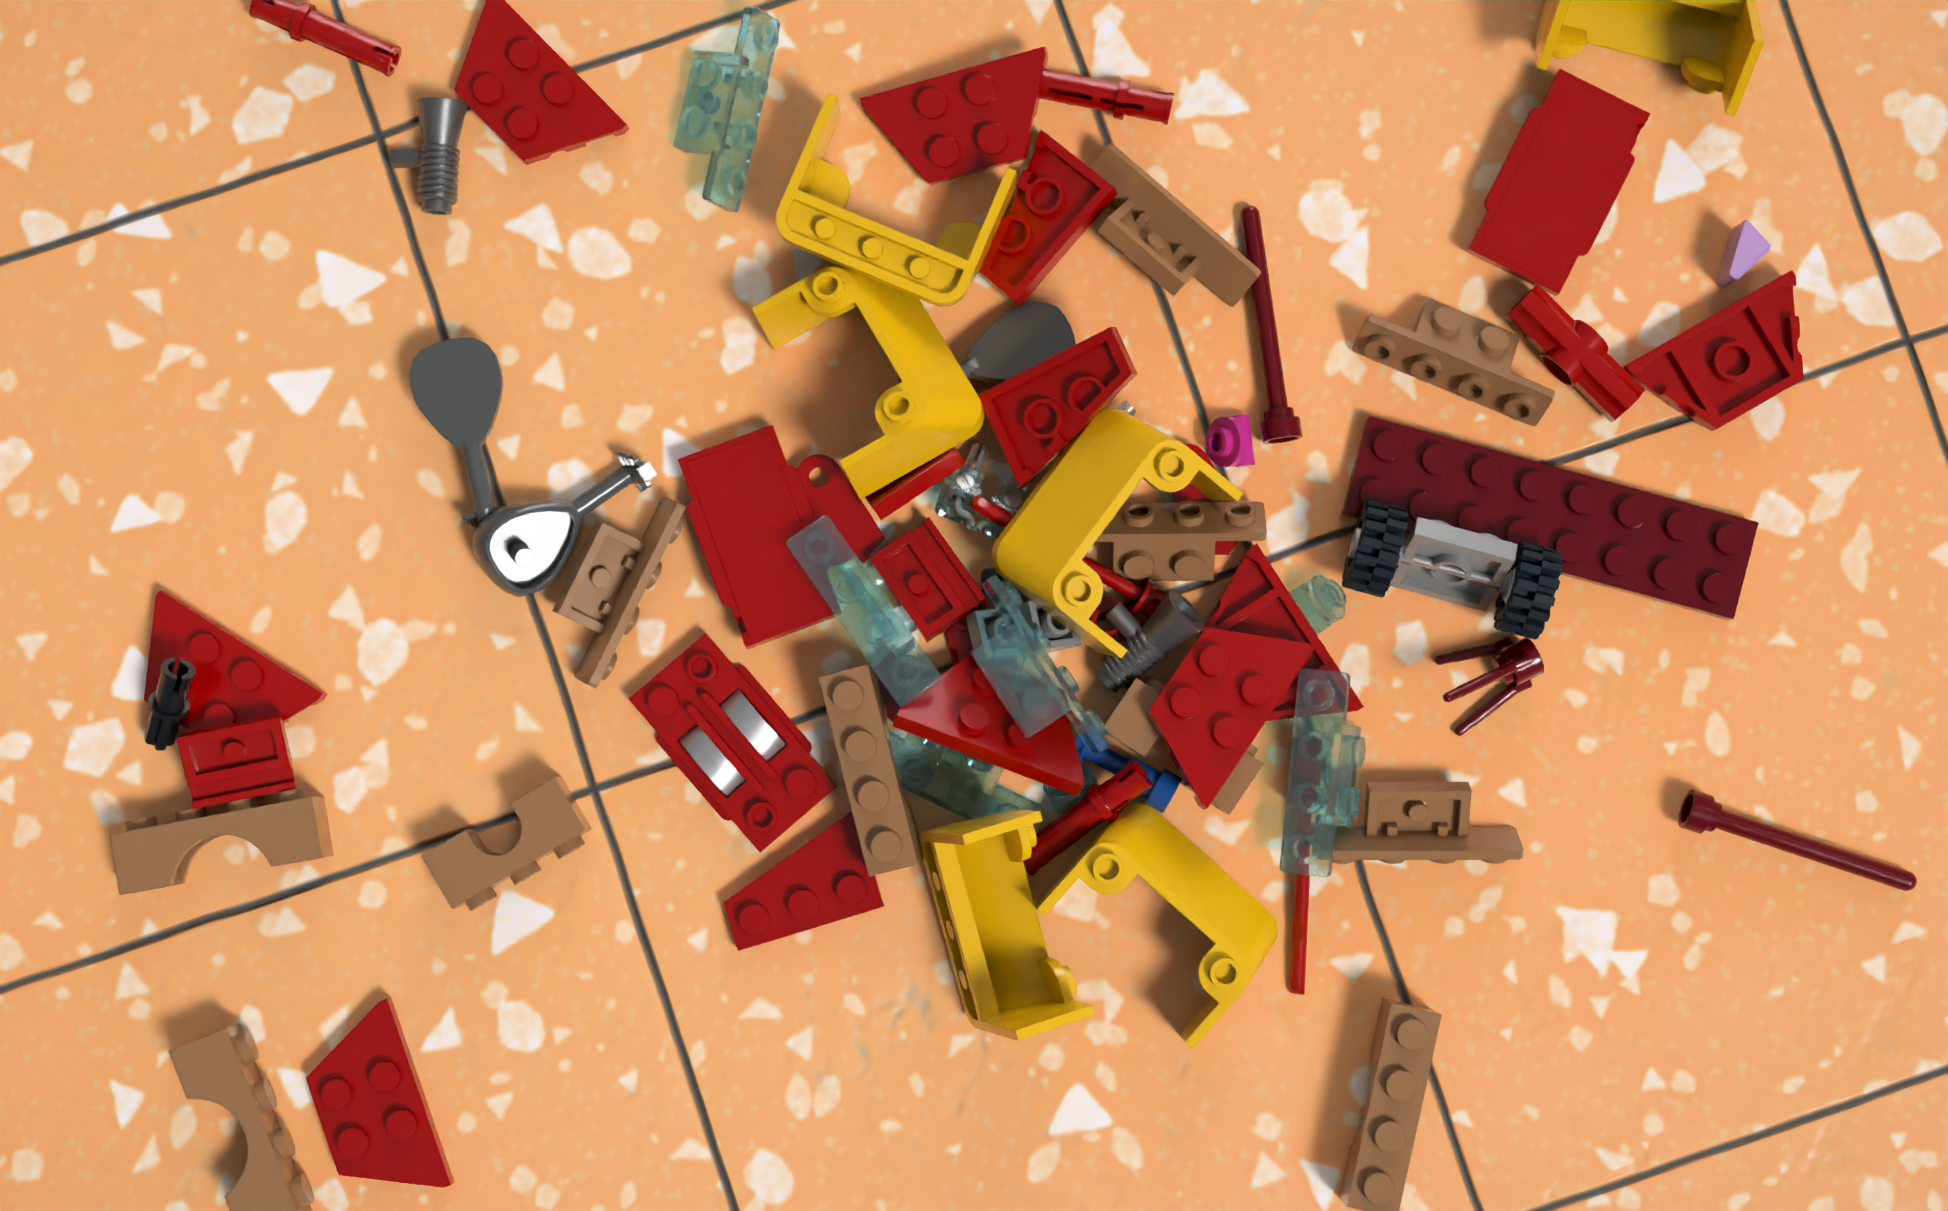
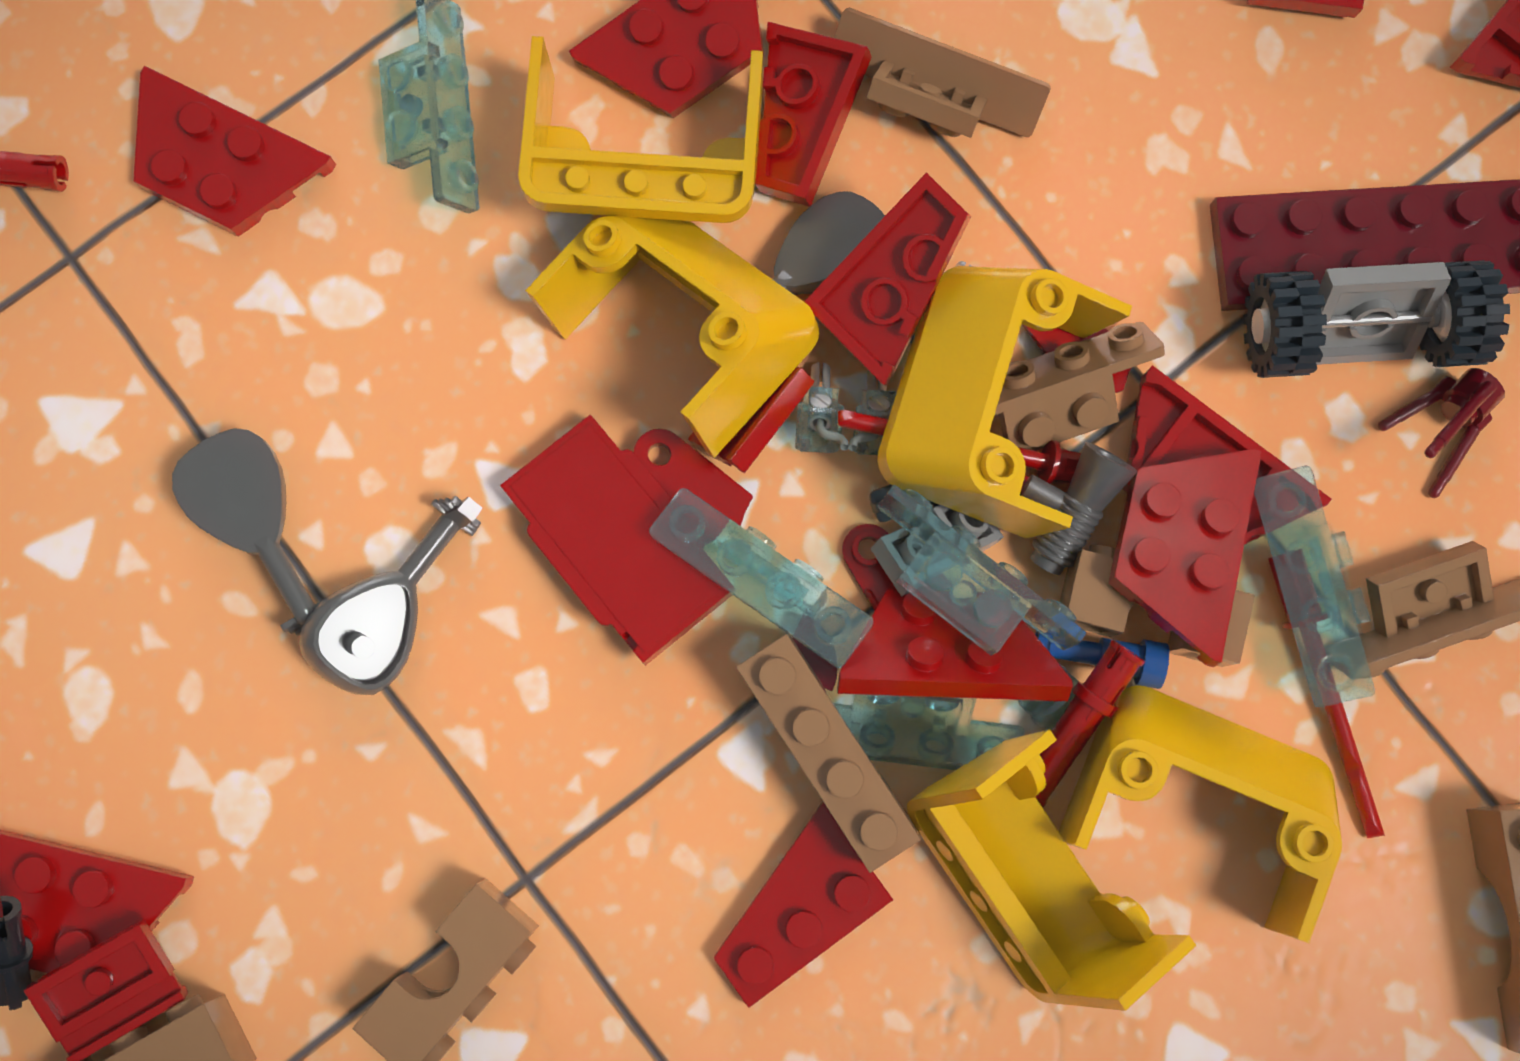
camera: 20 degrees left, 5 degrees down
(438, 156) = (136, 253): flat silver piece -> none
(611, 582) = (470, 642): medium nougat bracket -> none
(733, 742) = (664, 775): red piece -> none
(928, 579) = (816, 522): red plate -> none
(1230, 442) = (1083, 265): dark pink plate -> none
(1279, 421) = (1125, 233): dark red piece -> none
(1320, 602) = (1241, 404): clear light blue plate -> none
(1457, 356) = (1284, 109): medium nougat bracket -> none
(1574, 353) = (1401, 64): red piece -> none

